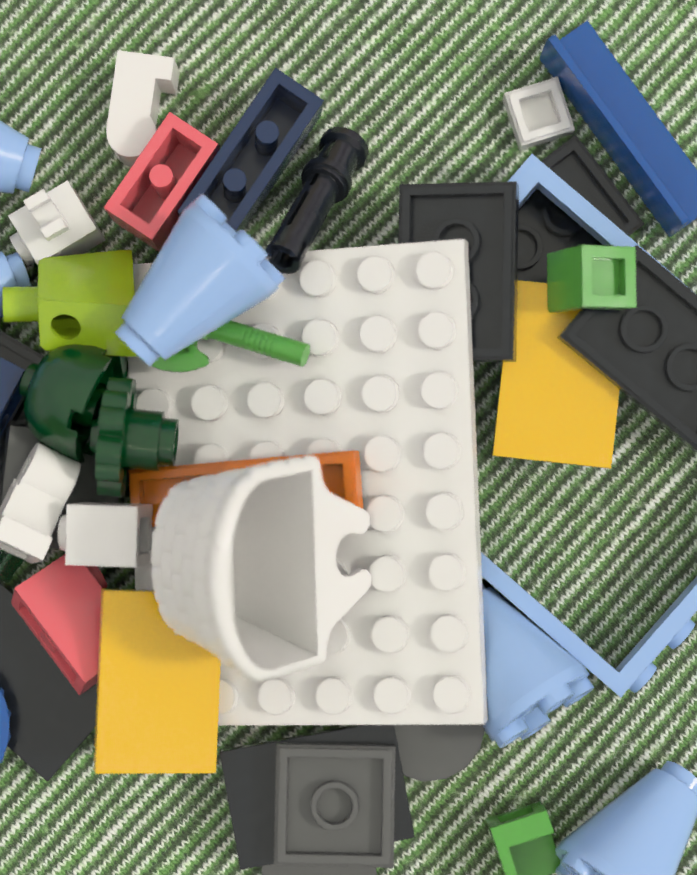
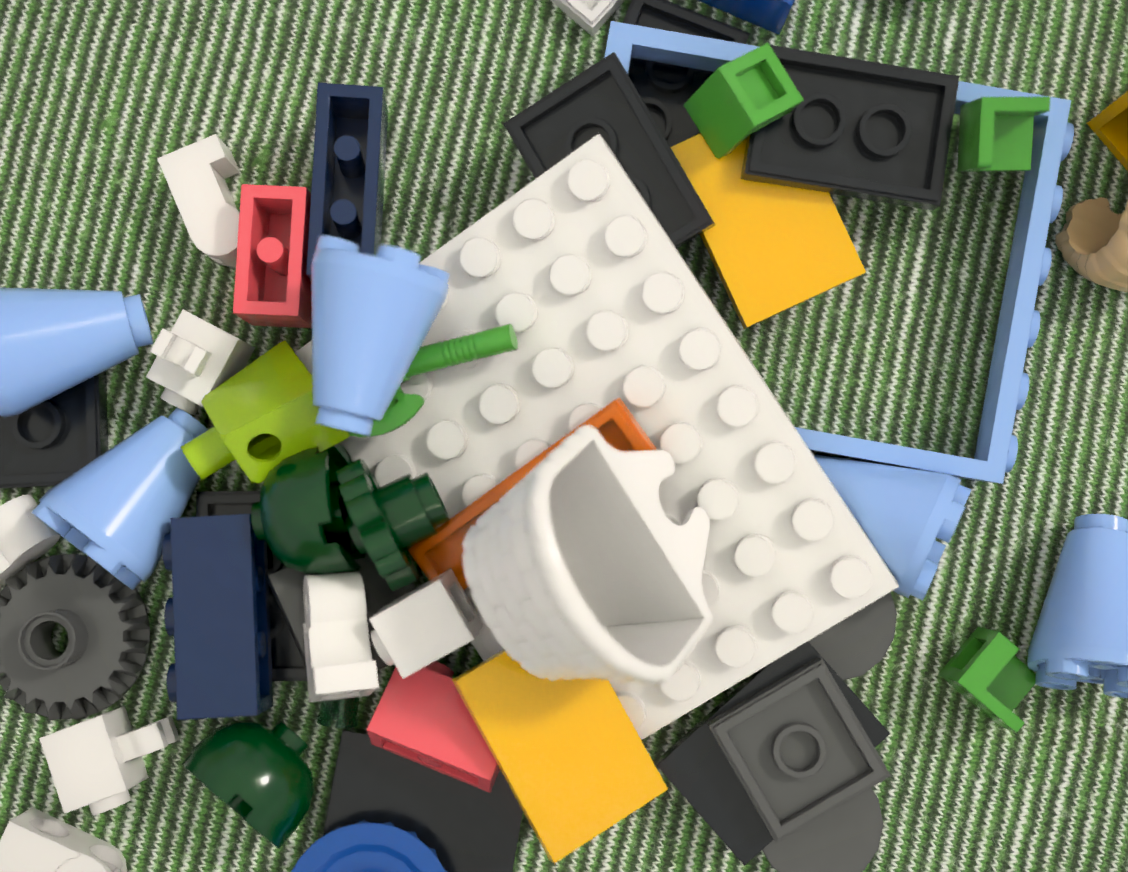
camera: 30 degrees left, 0 degrees up
(324, 183) = (431, 167): black pin -> none

